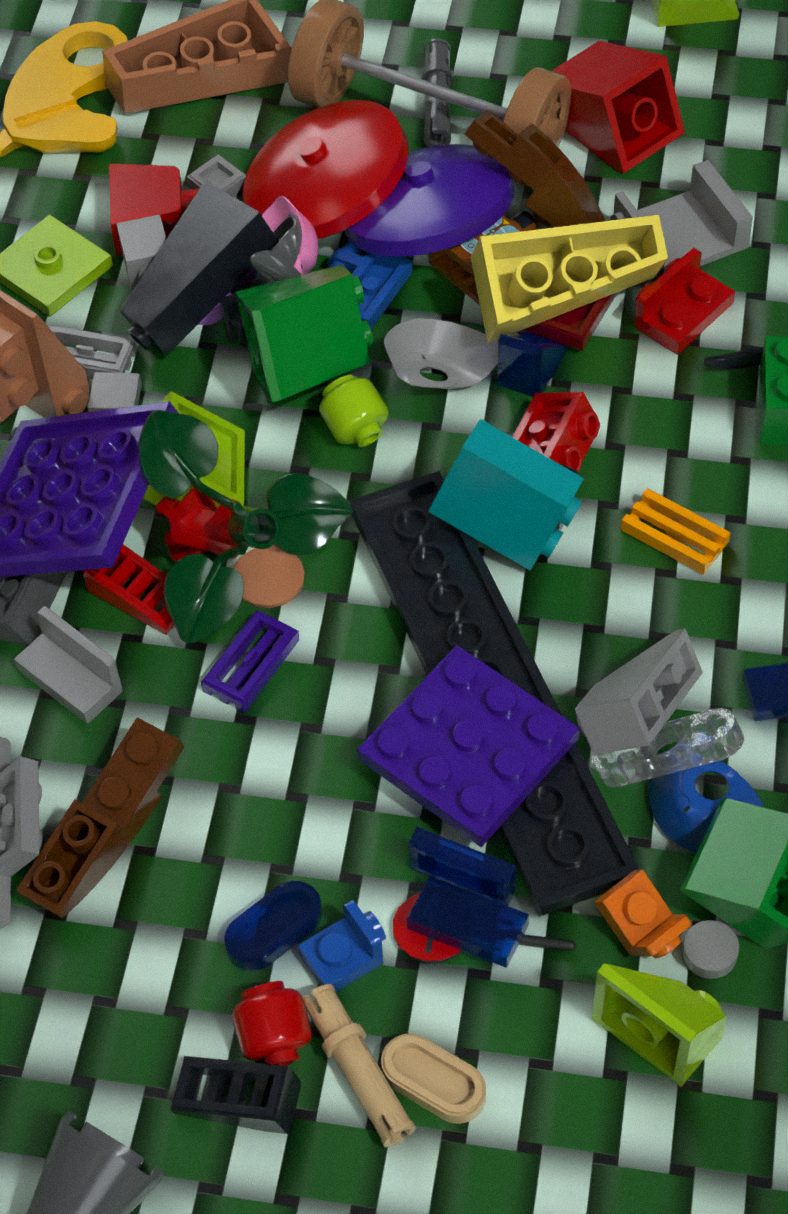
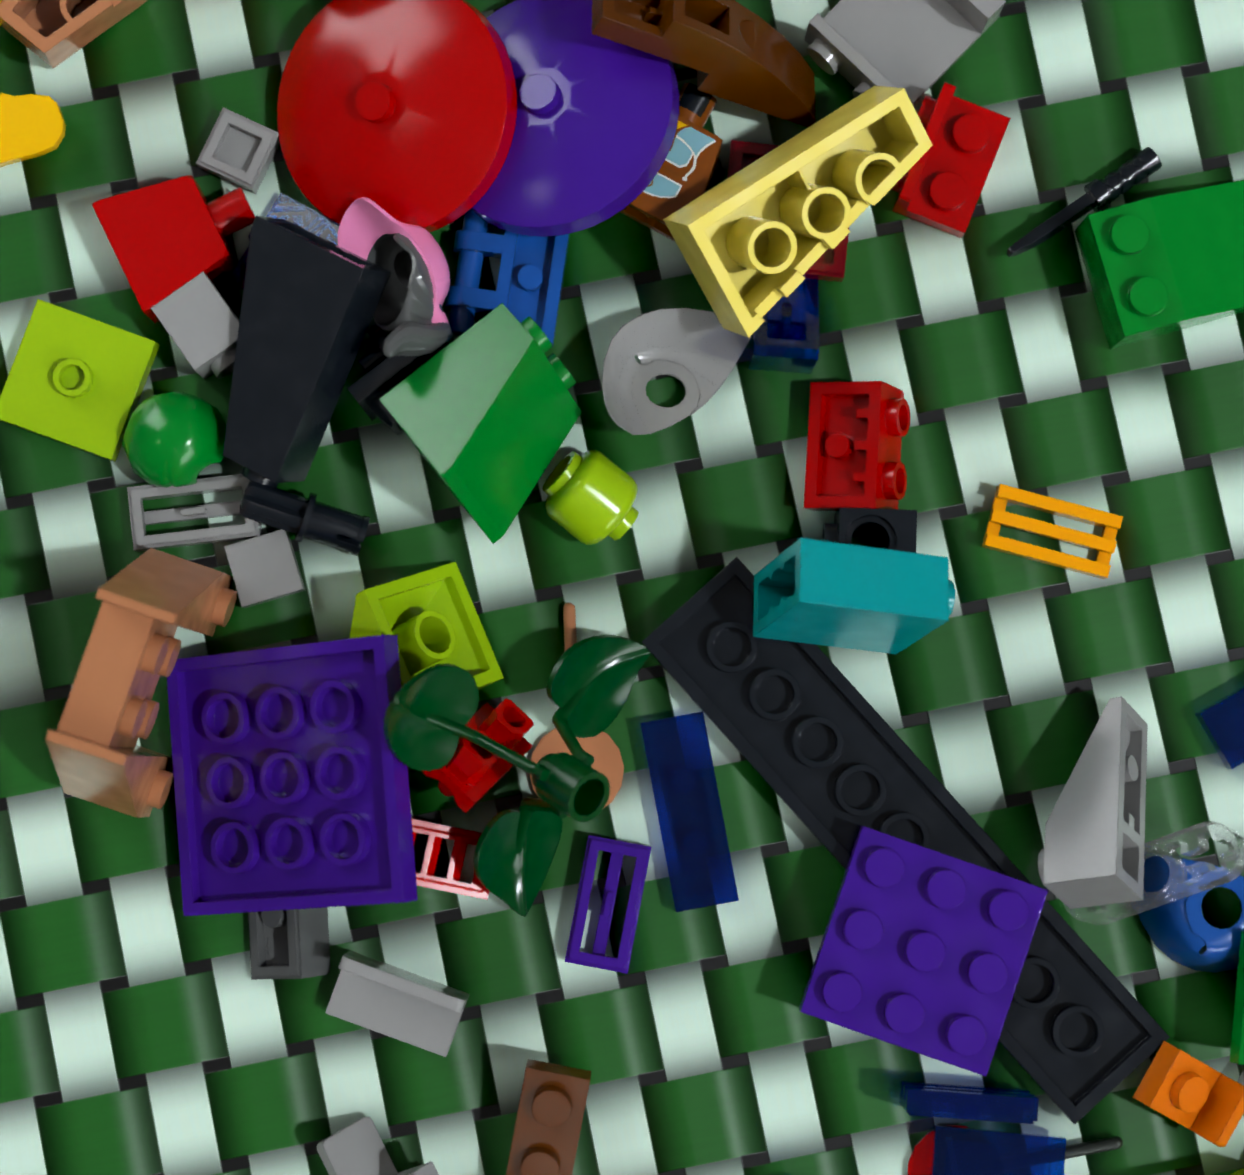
camera: 25 degrees left, 30 degrees up
(91, 300) = (173, 438): none -> green hair
(154, 366) = (304, 517): none -> black axle
(336, 623) = (689, 811): none -> clear blue tile

